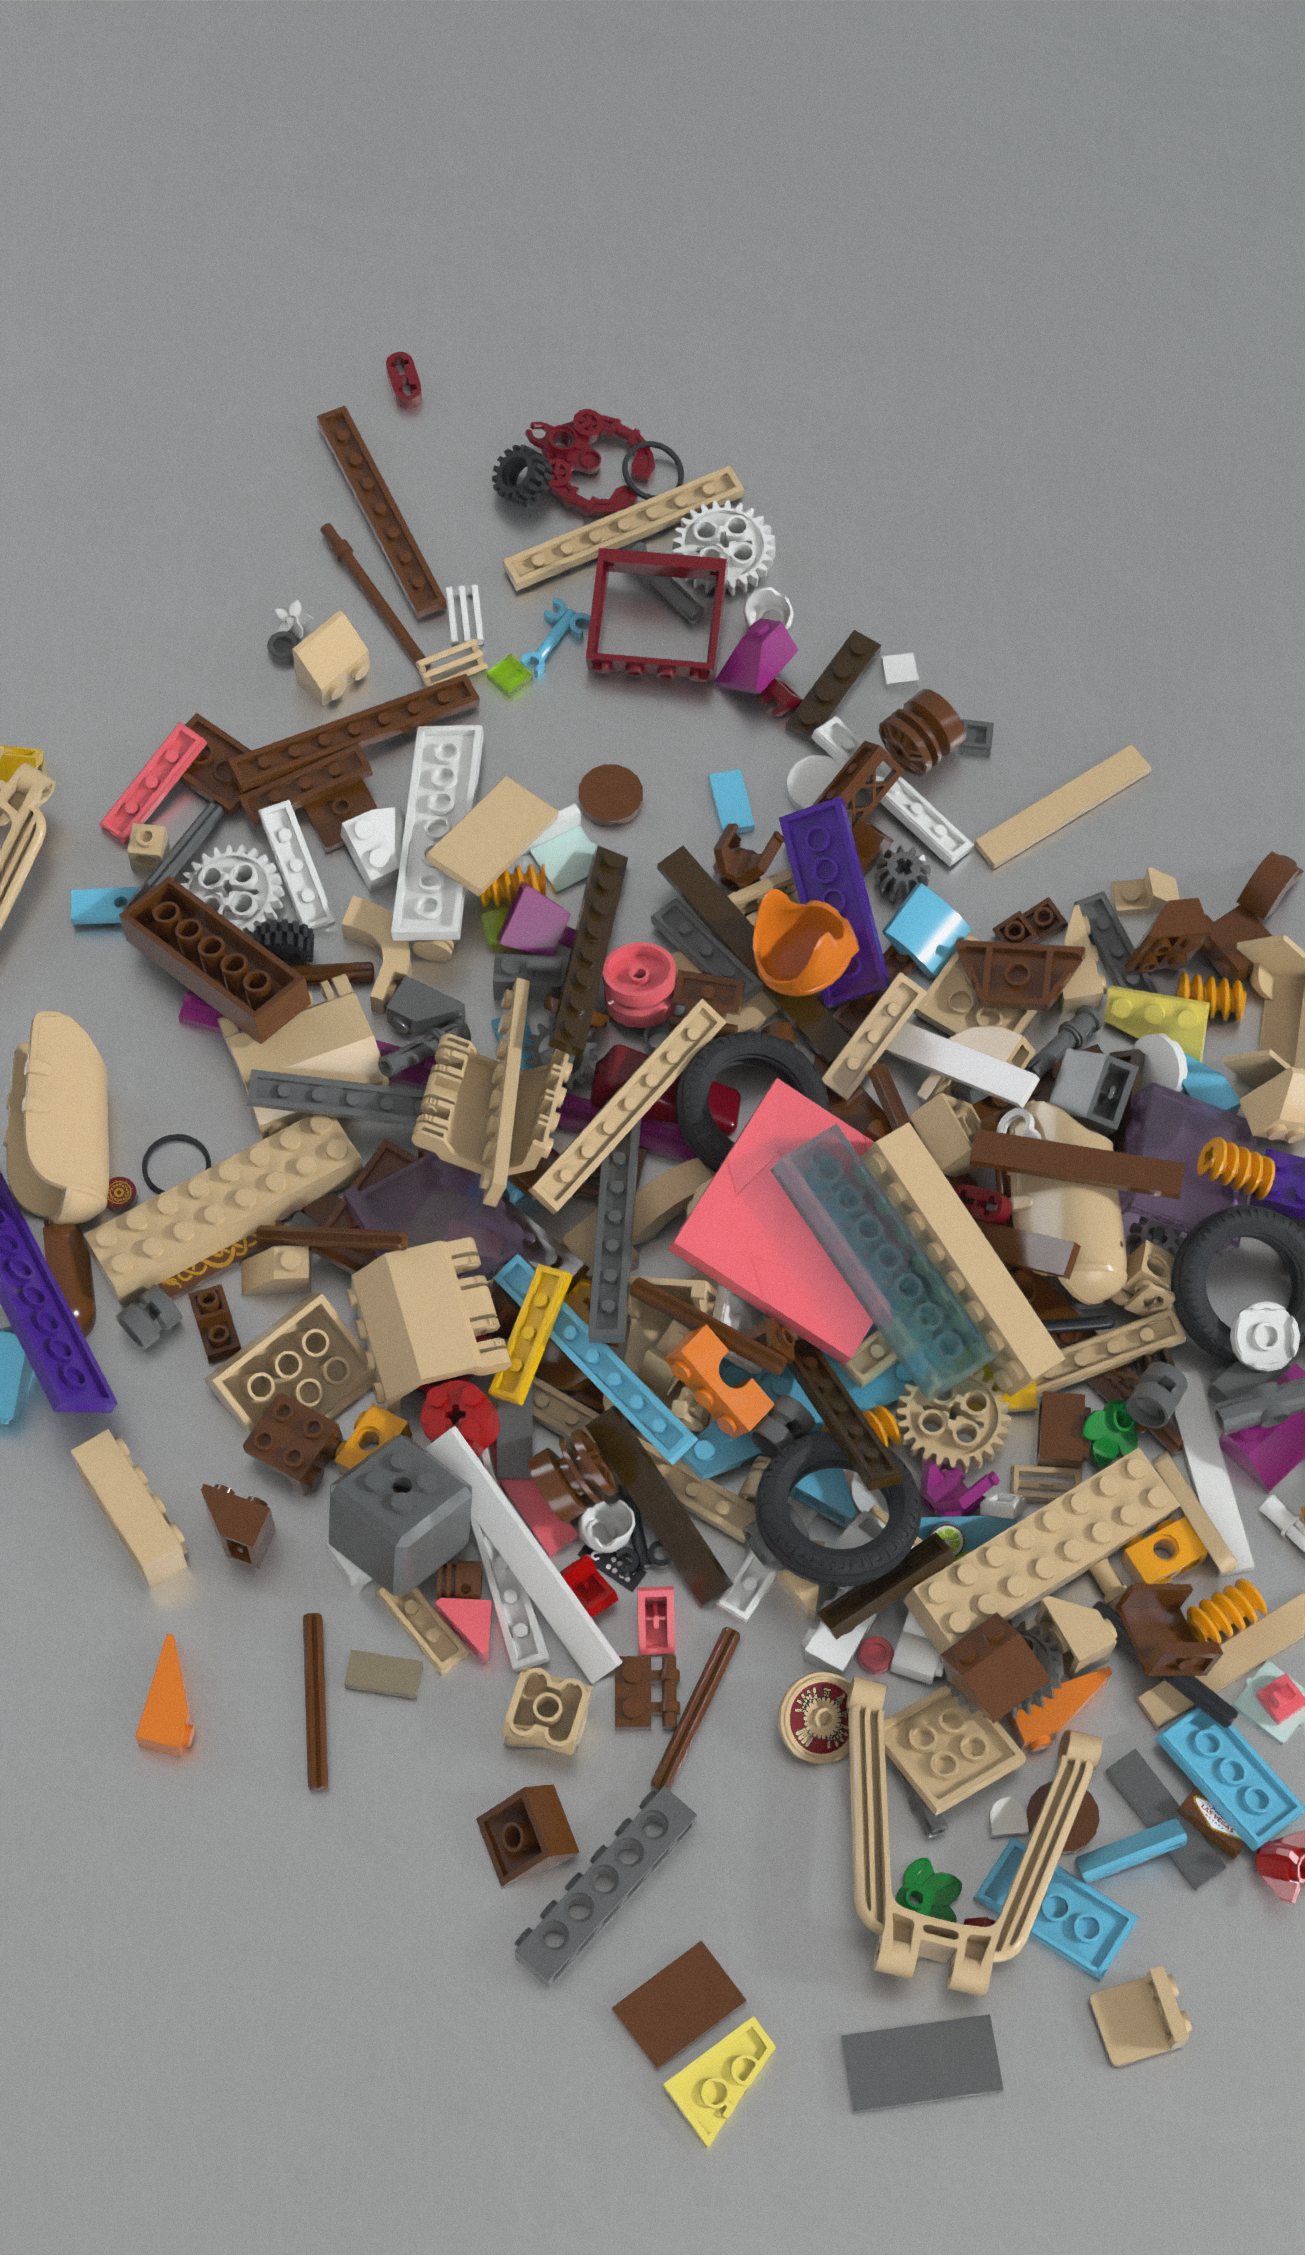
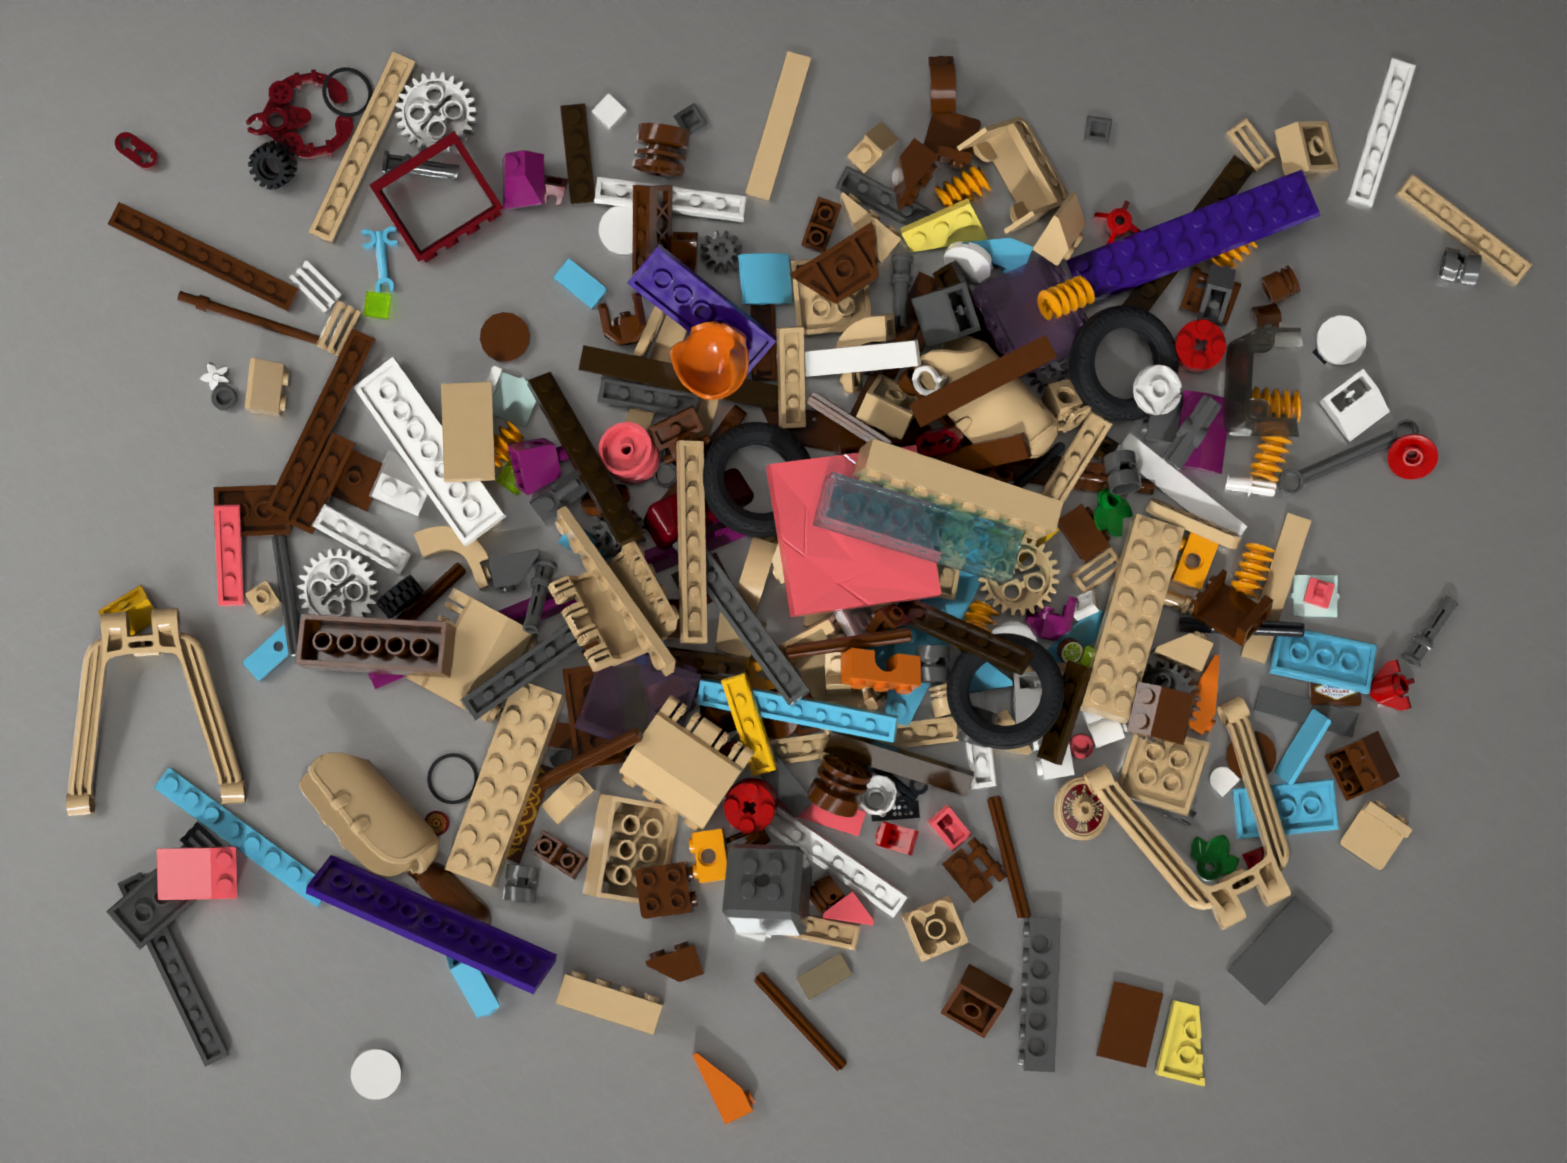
camera: 40 degrees left, 20 degrees up
(527, 1559) = (852, 853): white tile -> none
(770, 605) = (501, 138): white hair -> none
(1185, 1927) = (1362, 765): none -> reddish brown slope

